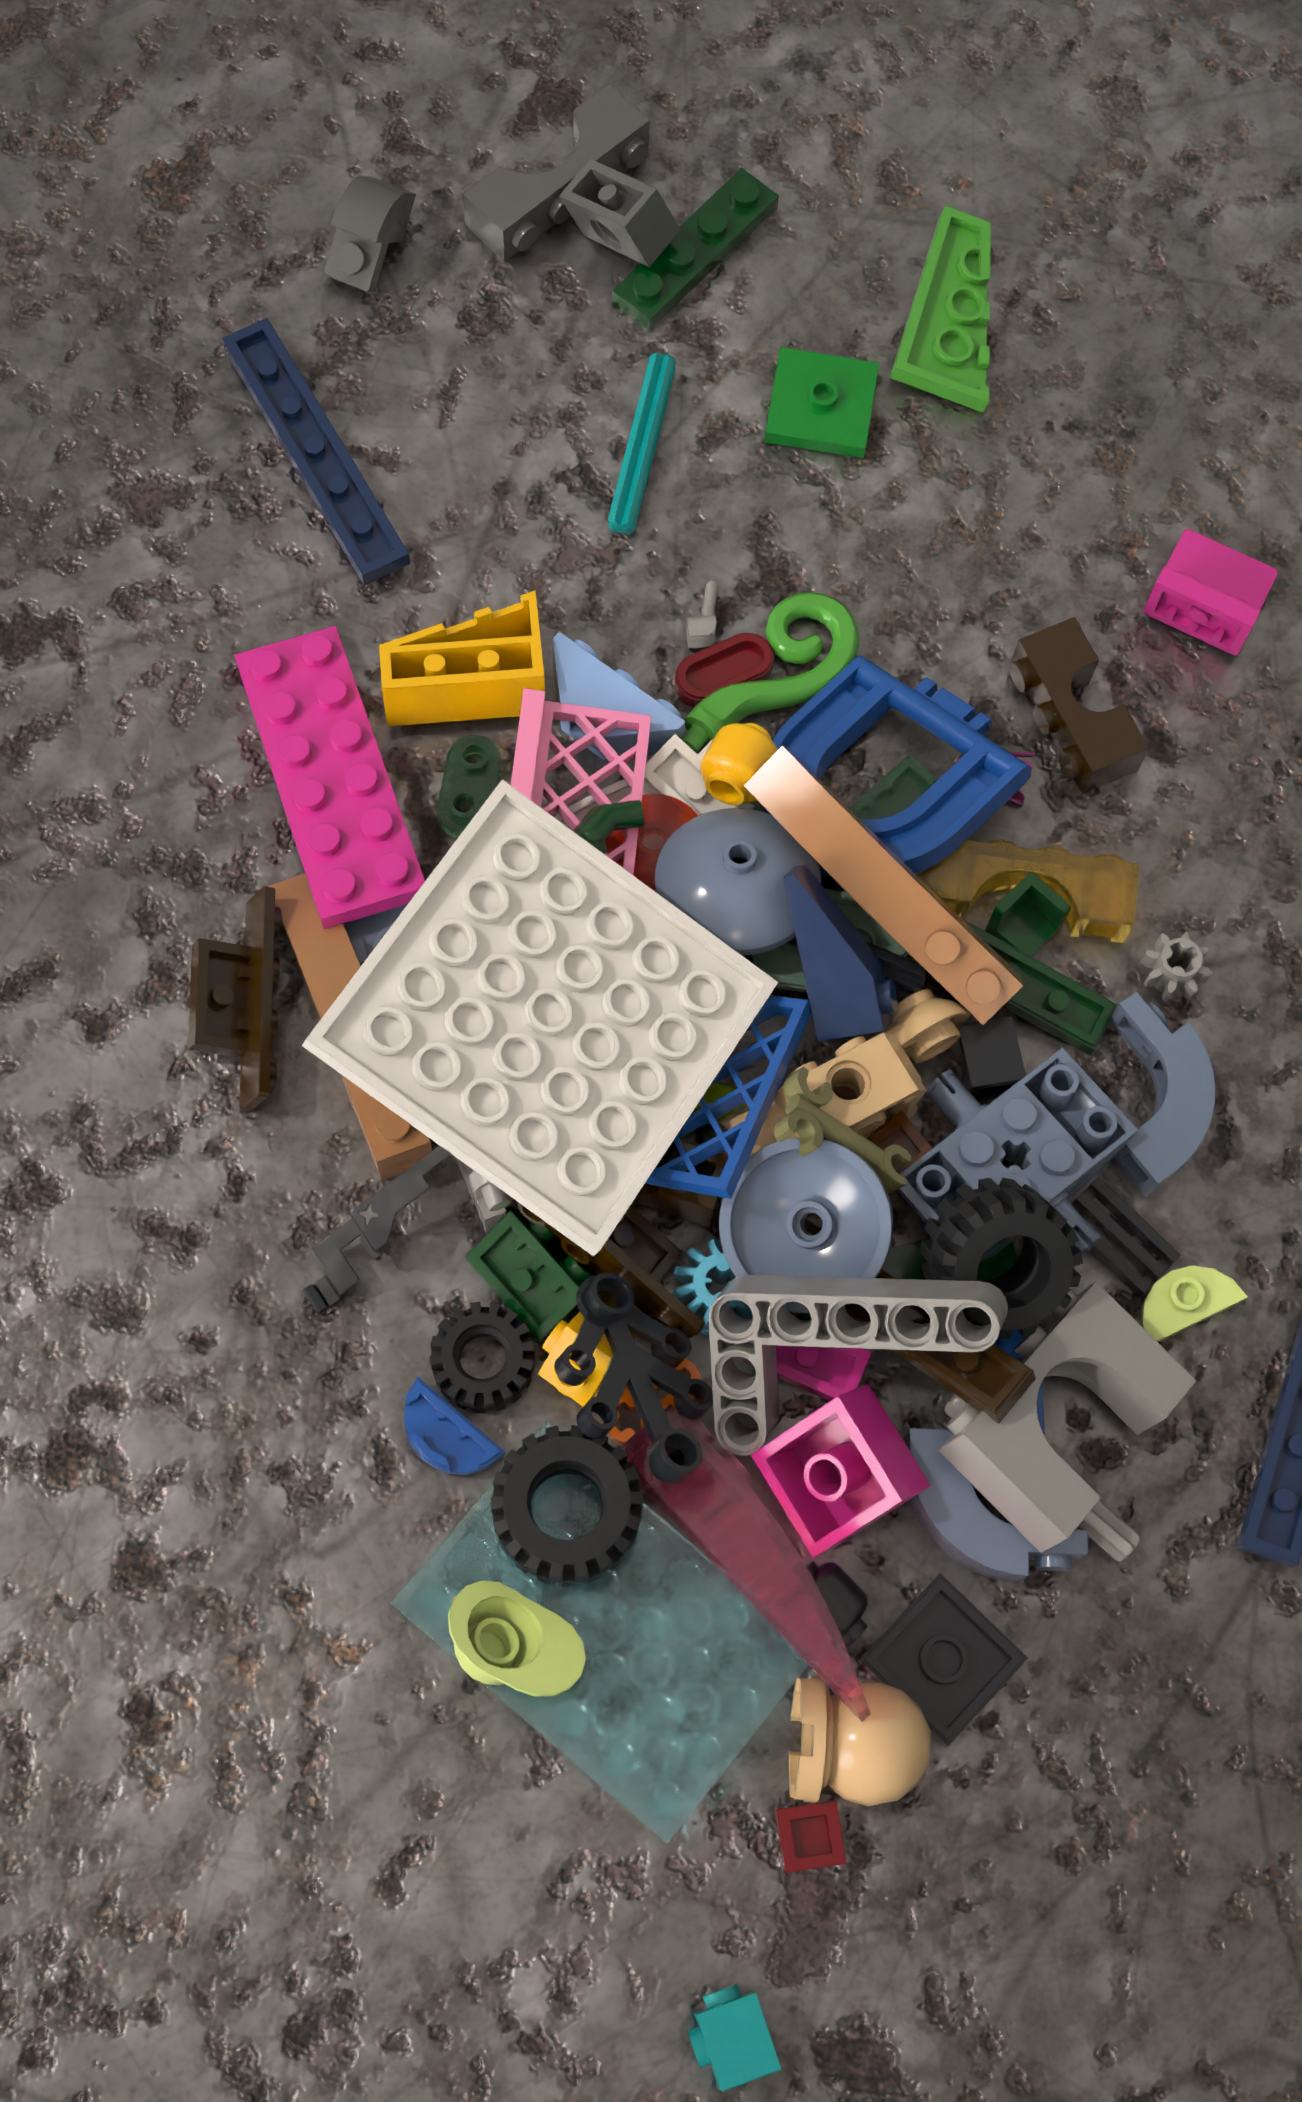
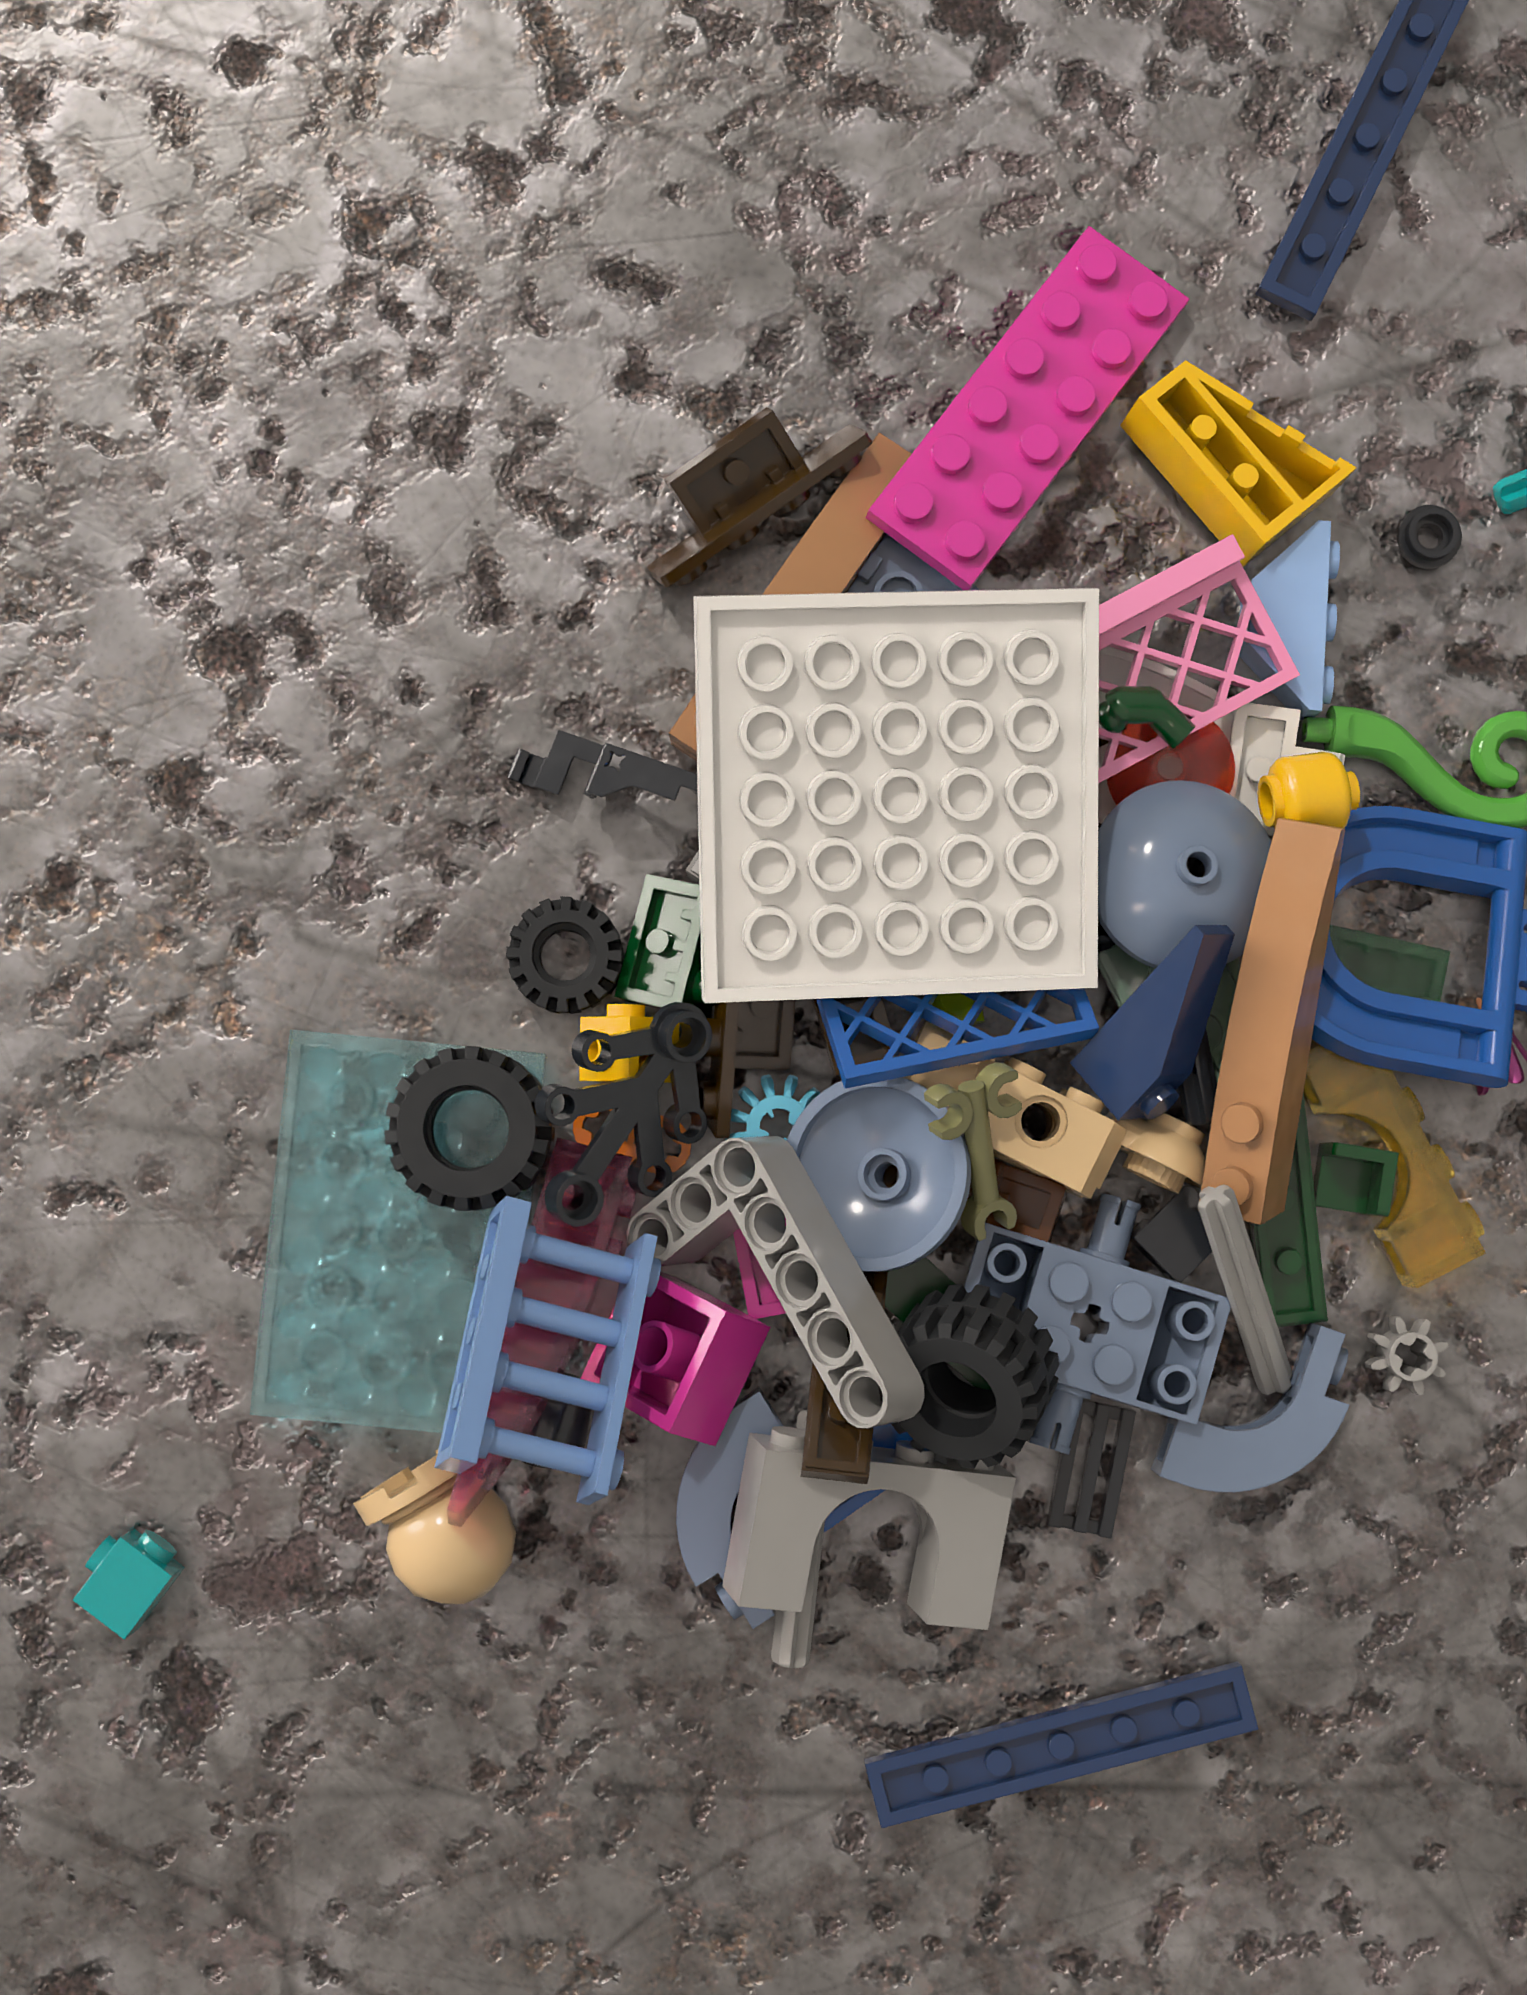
camera: 60 degrees right, 15 degrees up
(444, 1435) = (472, 971): blue plate -> none
(467, 781) = (1116, 546): clear green plate -> none
(514, 1641) = (320, 1166): yellowish green piece -> none
(615, 573) = (1445, 527): none -> black plate
(701, 629) = (1444, 655): light grey hand -> none
(729, 662) = (1427, 708): dark red tile -> none
(763, 1601) = (486, 1369): none -> medium blue fence
(810, 1836) = (340, 1537): dark red plate -> none
(944, 1658) = (575, 1556): black plate -> none
(1060, 1032) = (1245, 1289): none -> light grey axle
(1186, 1299) = (1070, 1568): yellowish green plate -> none

